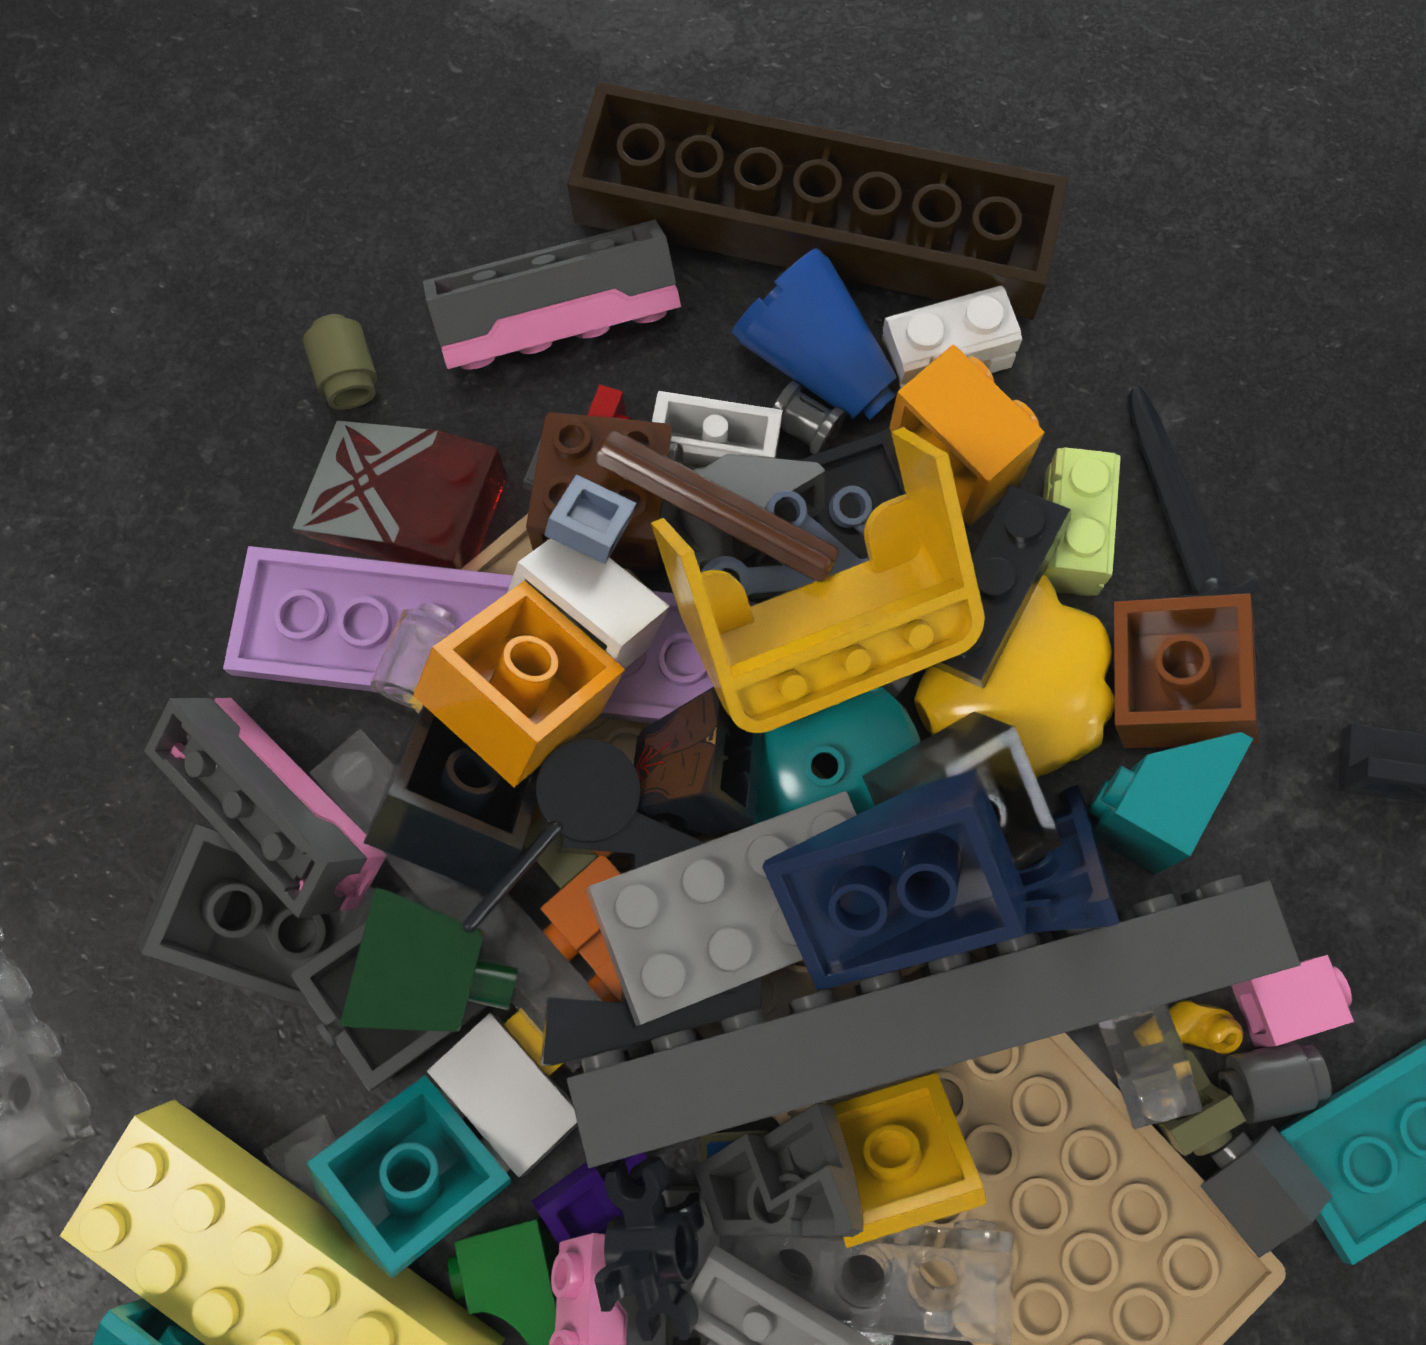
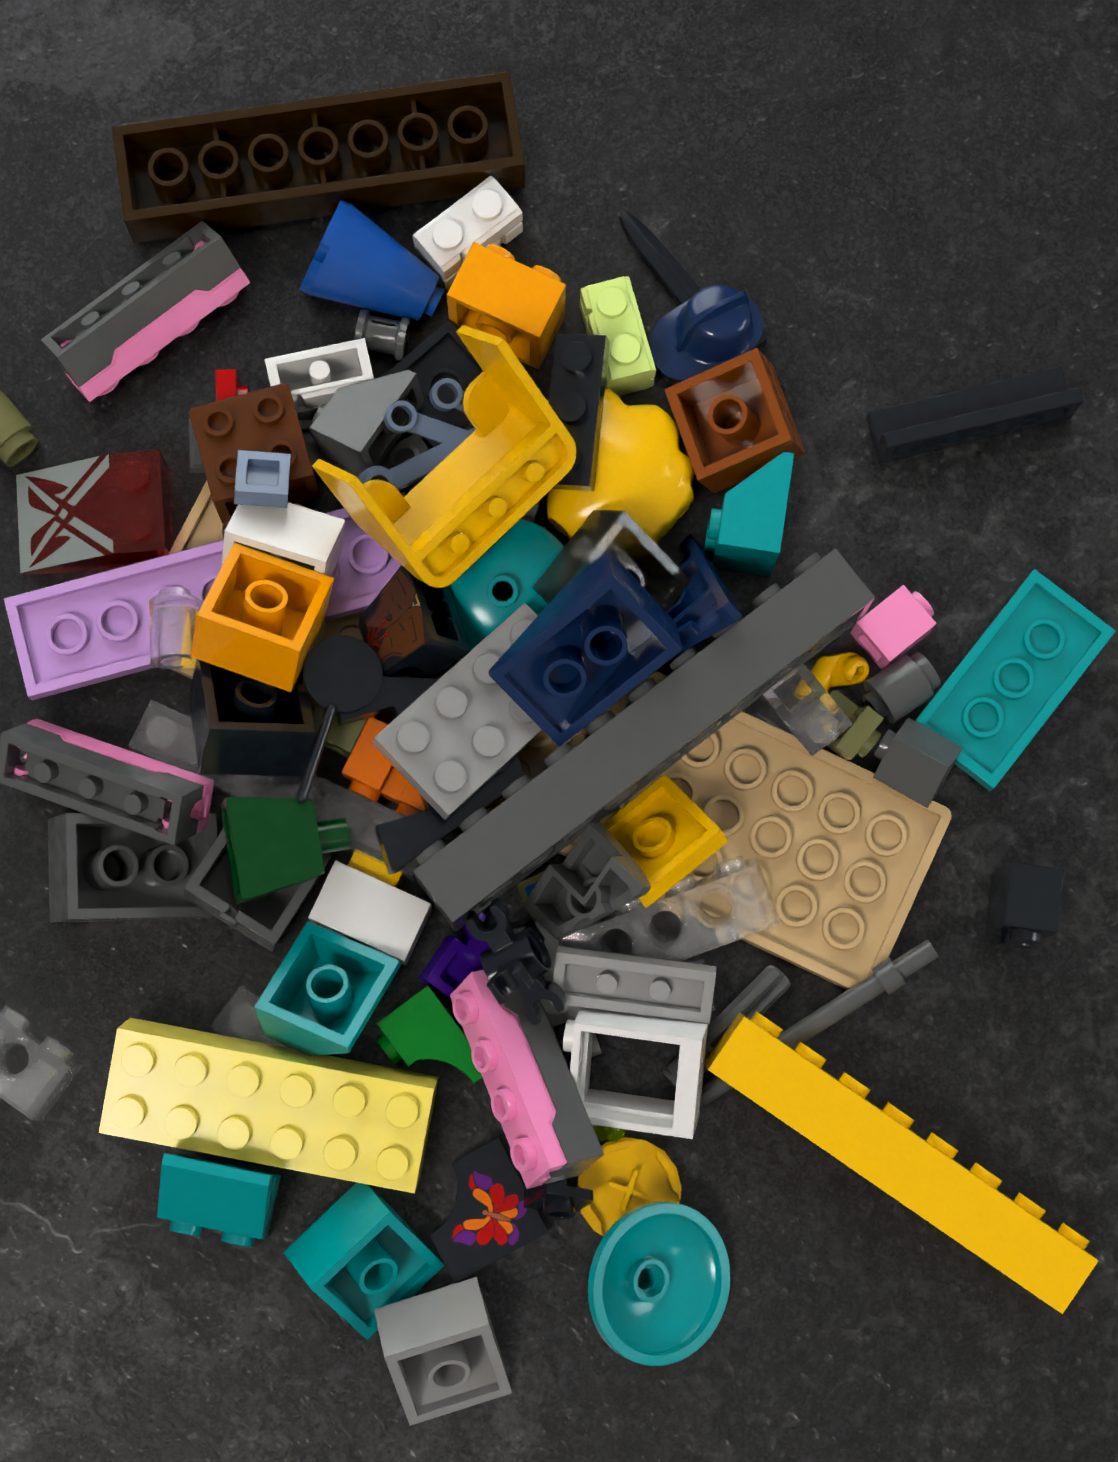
camera: 30 degrees left, 5 degrees up
(717, 506) = (348, 432): reddish brown axle -> none
(1186, 554) = (705, 332): none -> dark blue piece

